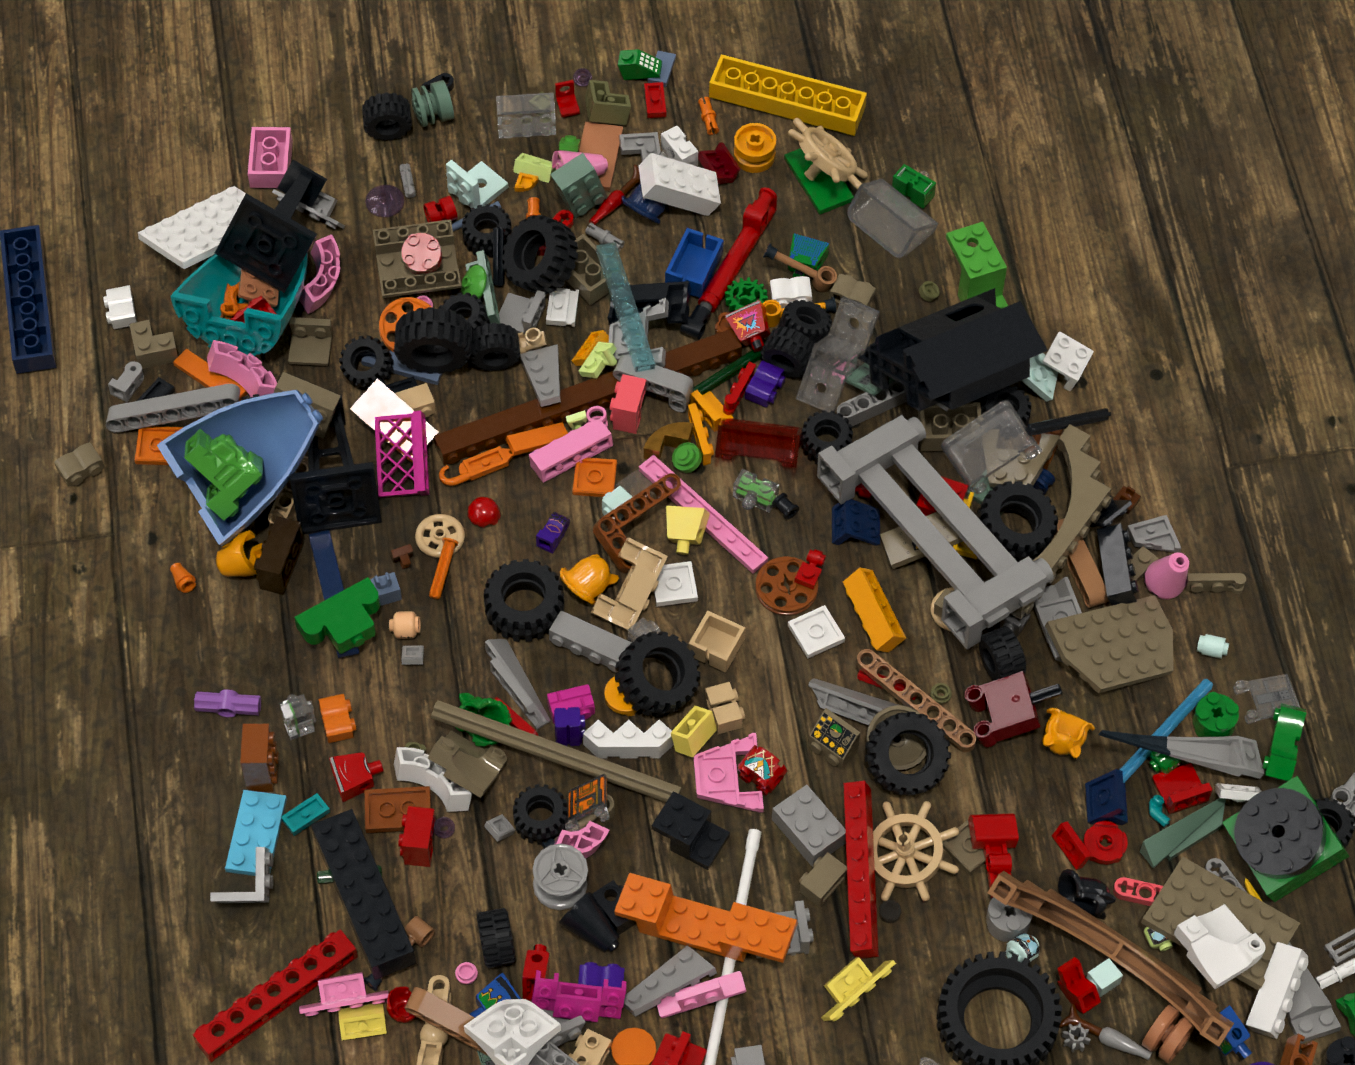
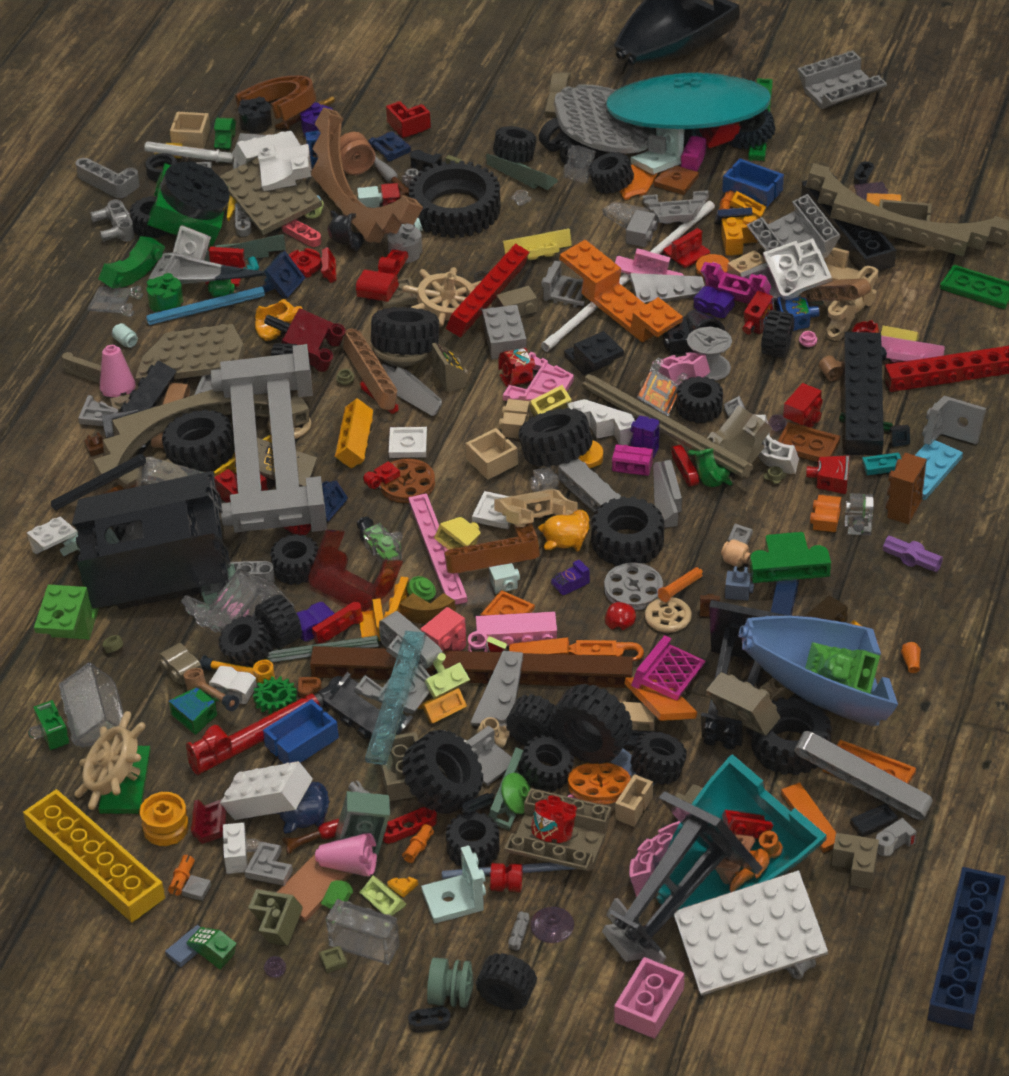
camera: 150 degrees left, 15 degrees down
(79, 464) = (971, 779): dark tan brick -> none
(120, 307) = (872, 909): white brick -> none
(242, 368) = (771, 775): bright pink brick -> none
(303, 862) = (899, 435): none -> black tile
(368, 316) = (634, 800): none -> tan piece
(487, 545) = (638, 583): none -> light grey wedge
(566, 99) = (308, 944): red bracket -> none
(655, 100) = (221, 911): red plate -> none
(690, 114) = (196, 888): none -> light grey tile
(750, 324) = (292, 659): red torso -> none

